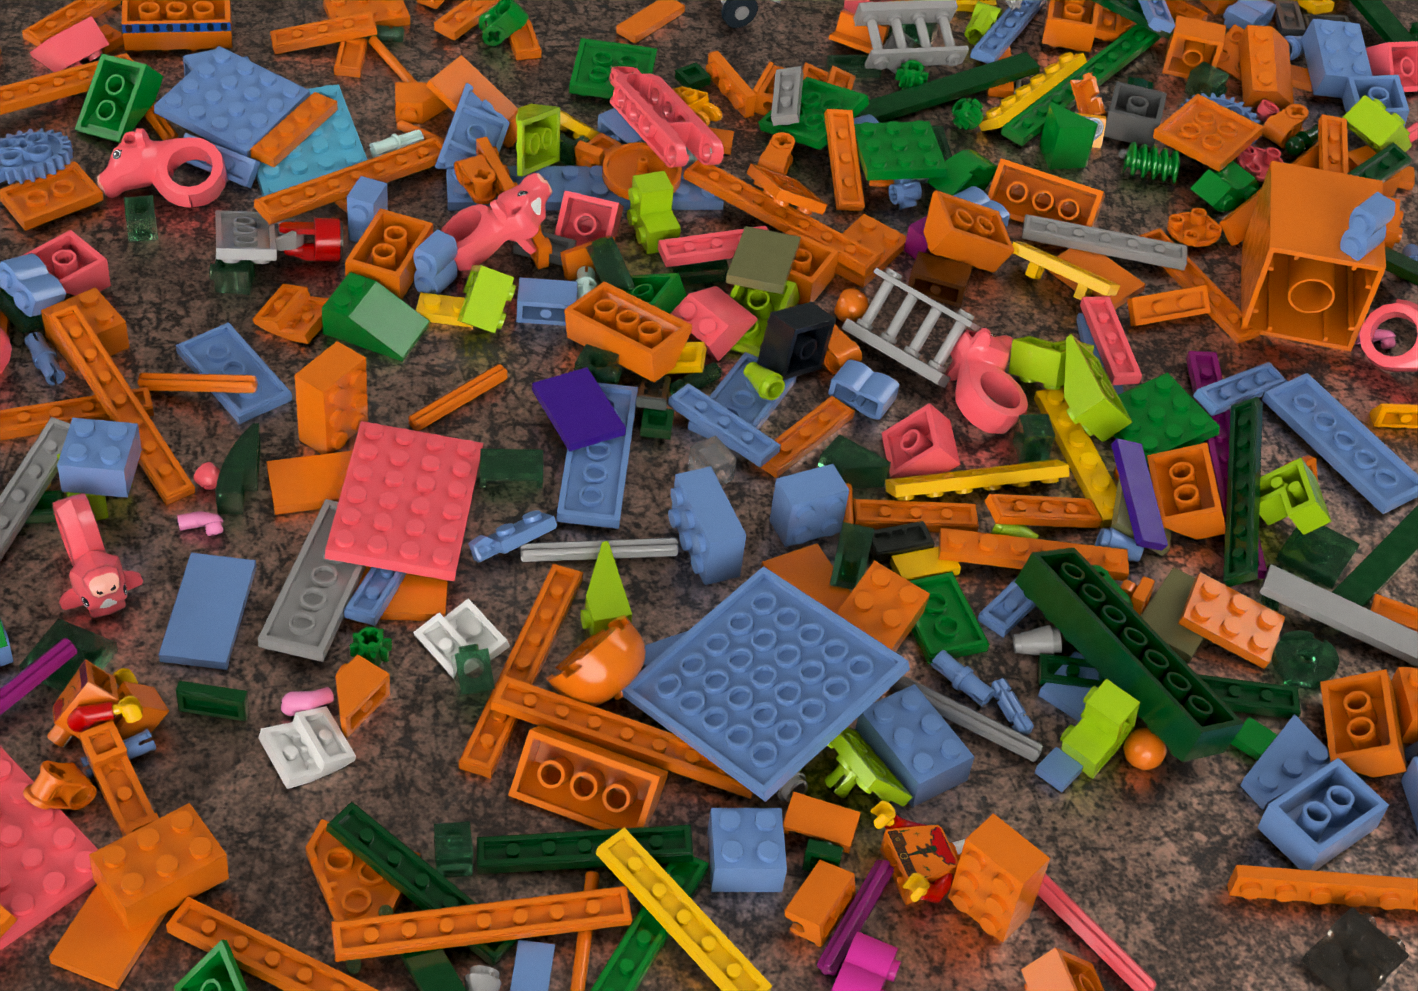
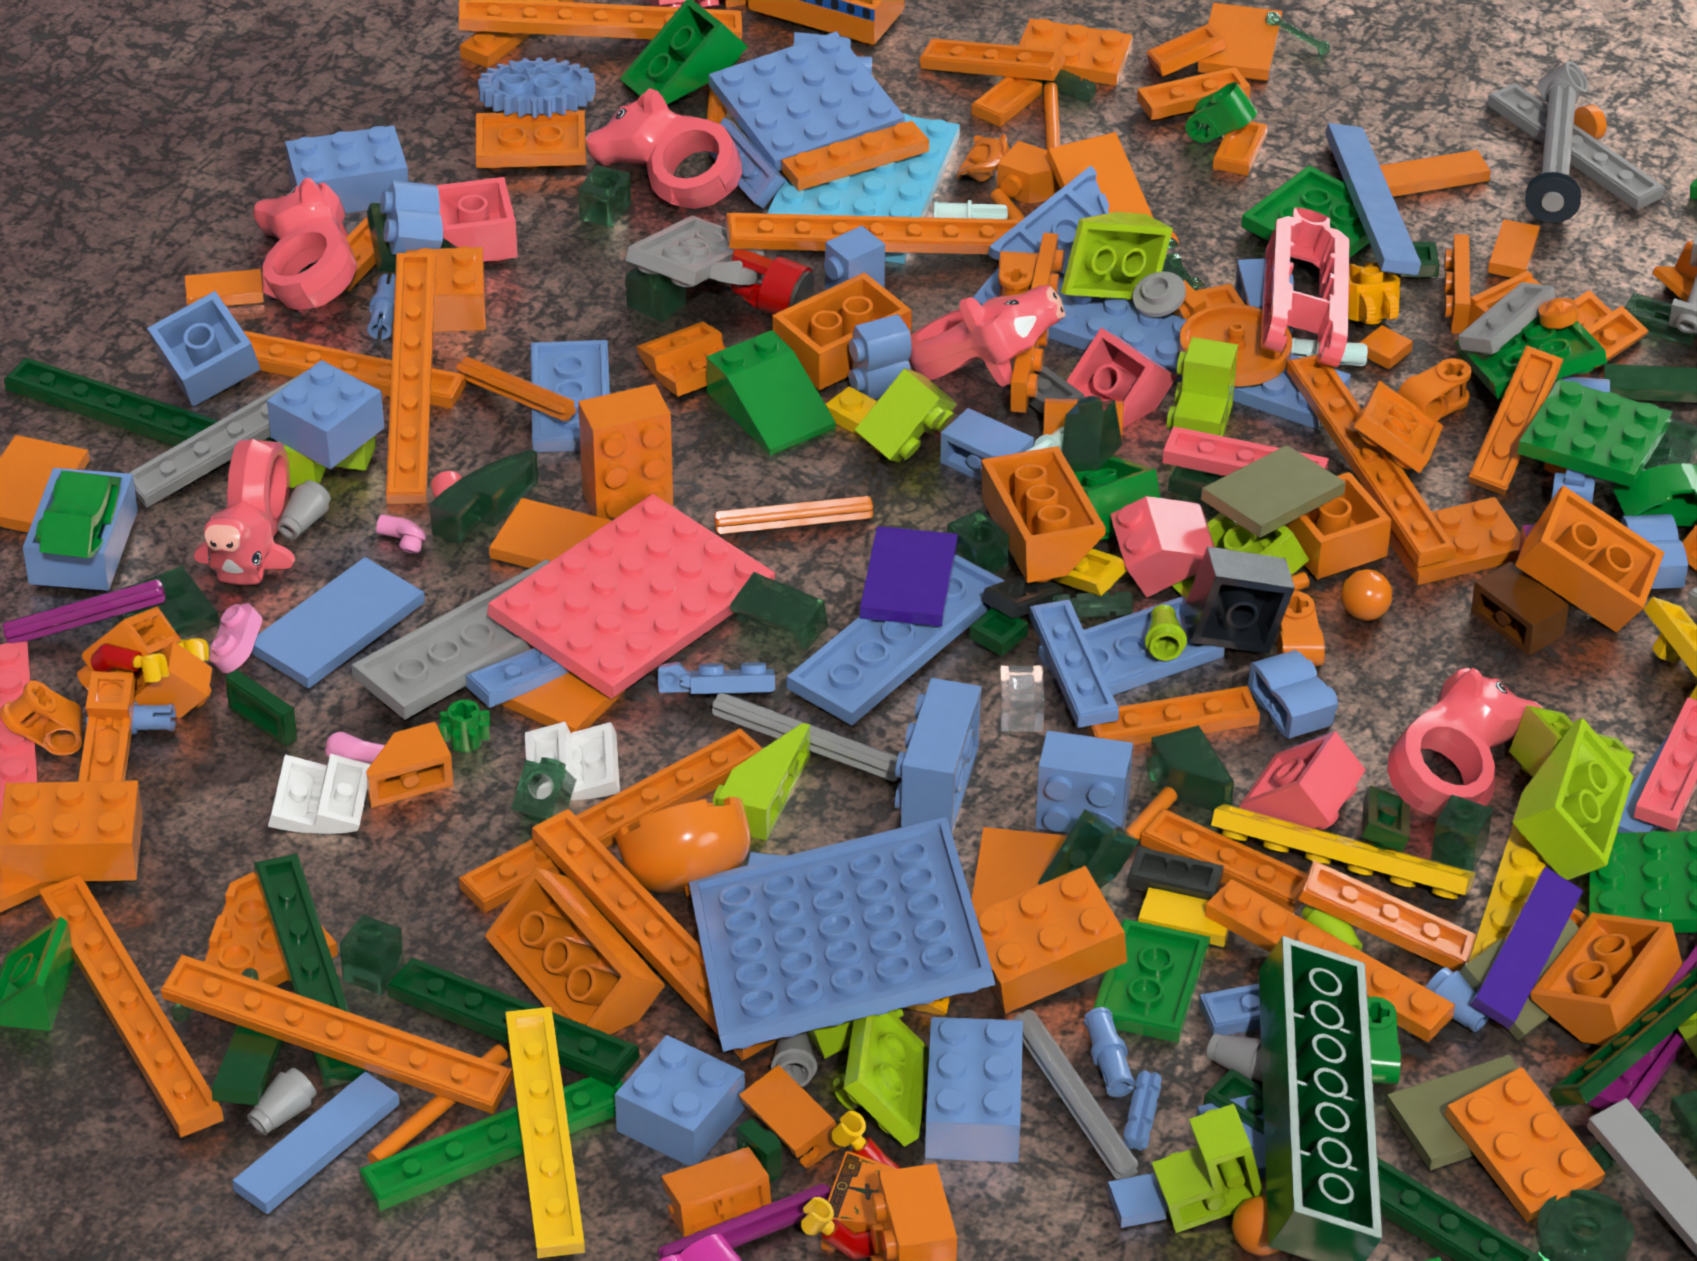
camera: 40 degrees right, 5 degrees down
(115, 533) = (303, 509): none -> light grey cone
(147, 656) = (235, 637): none -> bright pink plate
(375, 102) = (983, 157): none -> orange hat
(570, 155) = (1159, 294): none -> light grey piece
(577, 126) = (1204, 260): yellow plate -> none
(643, 47) = (1373, 200): none -> medium blue tile
(737, 51) = (1513, 248): none -> orange tile
(815, 82) = (1558, 313): none -> orange tile
(887, 341) = (1369, 651): light grey fence -> none
(987, 448) = (1385, 820): none -> dark green plate
(1140, 594) = (1422, 1061): orange tile -> none

